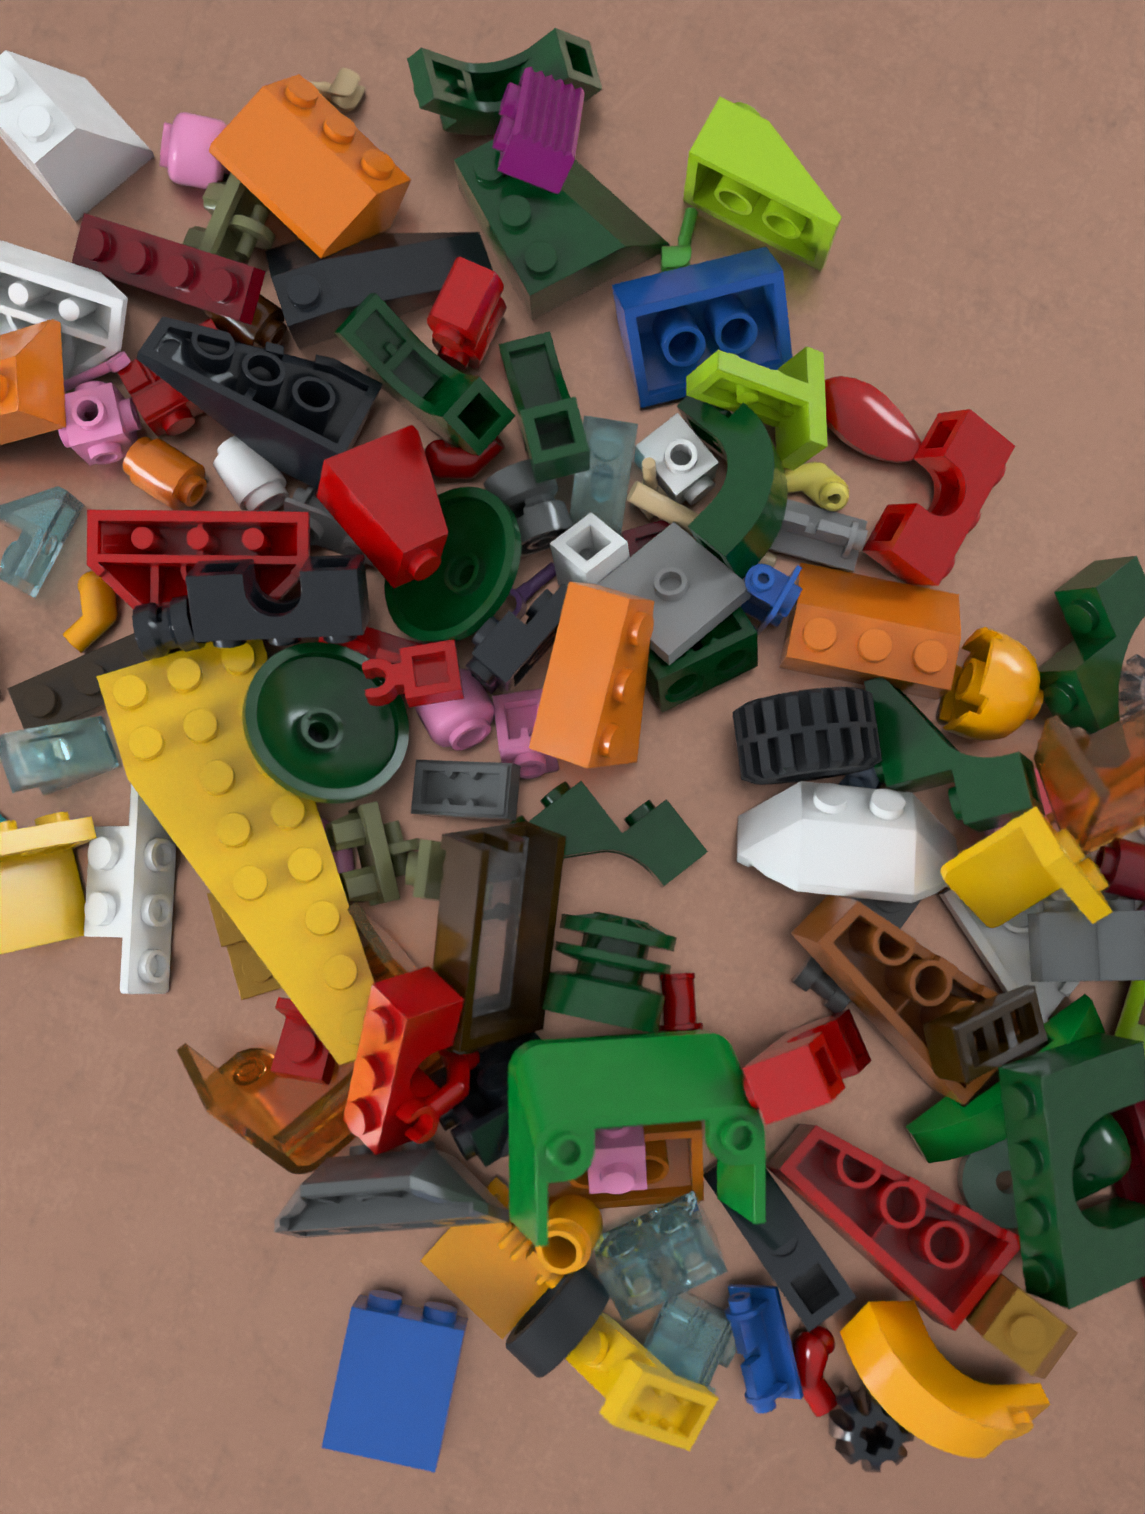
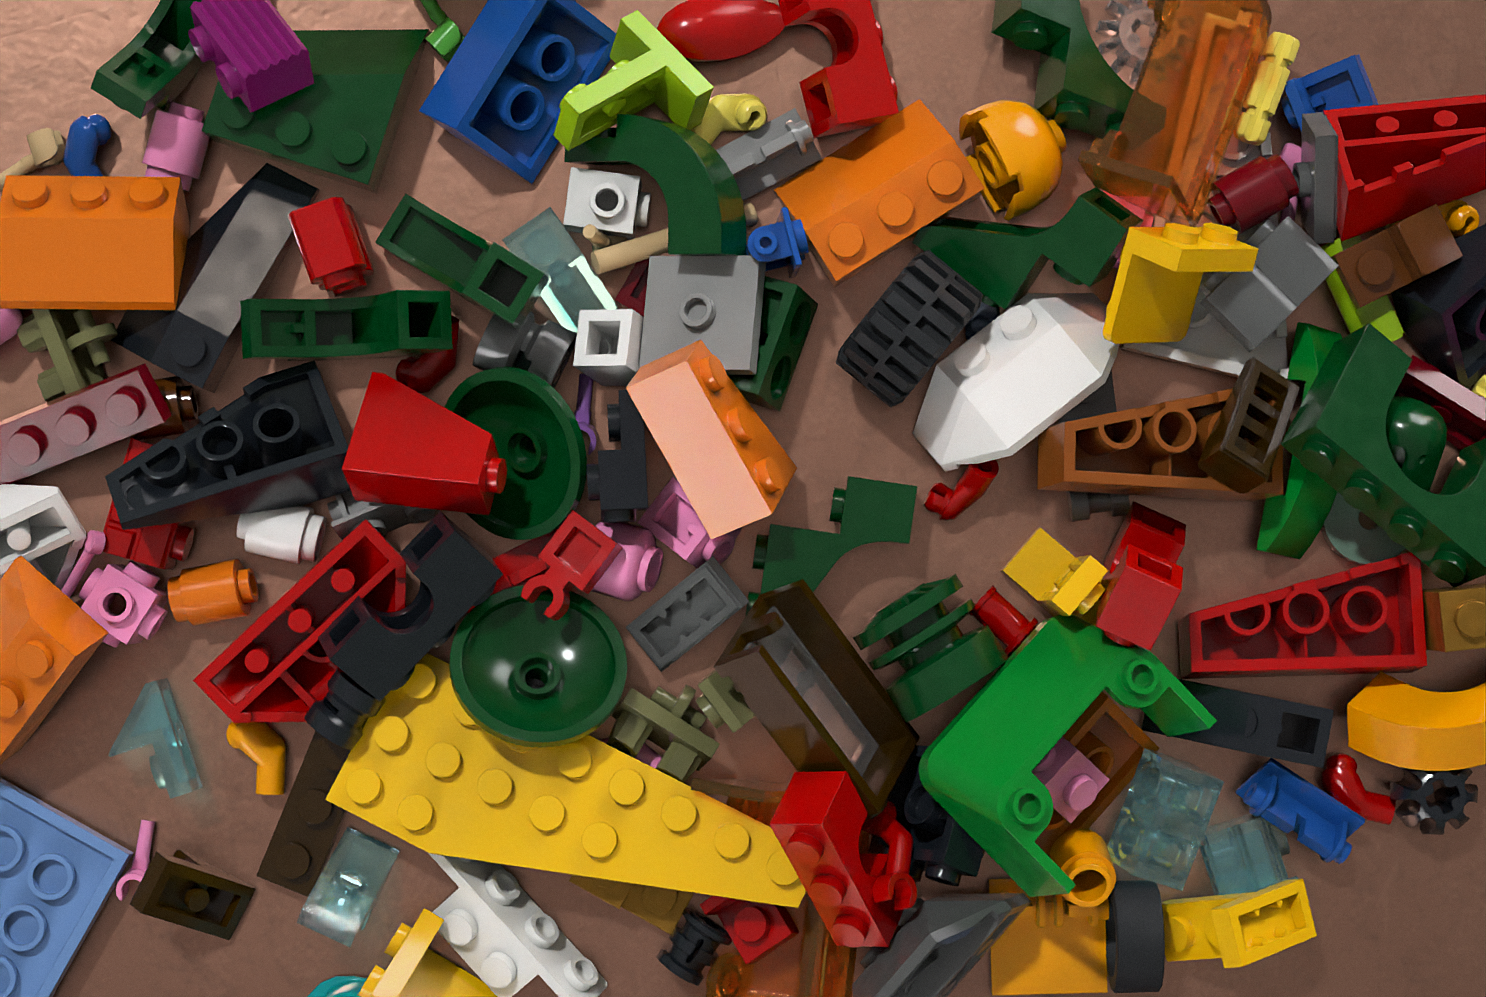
camera: 45 degrees left, 5 degrees up
(229, 1023) = (693, 946): none -> black bush
(375, 105) = (83, 143): none -> blue arm
(430, 163) = (176, 144): none -> bright pink brick
(738, 891) = (967, 491): none -> red arm
(745, 1011) = (1057, 578): none -> yellow bracket

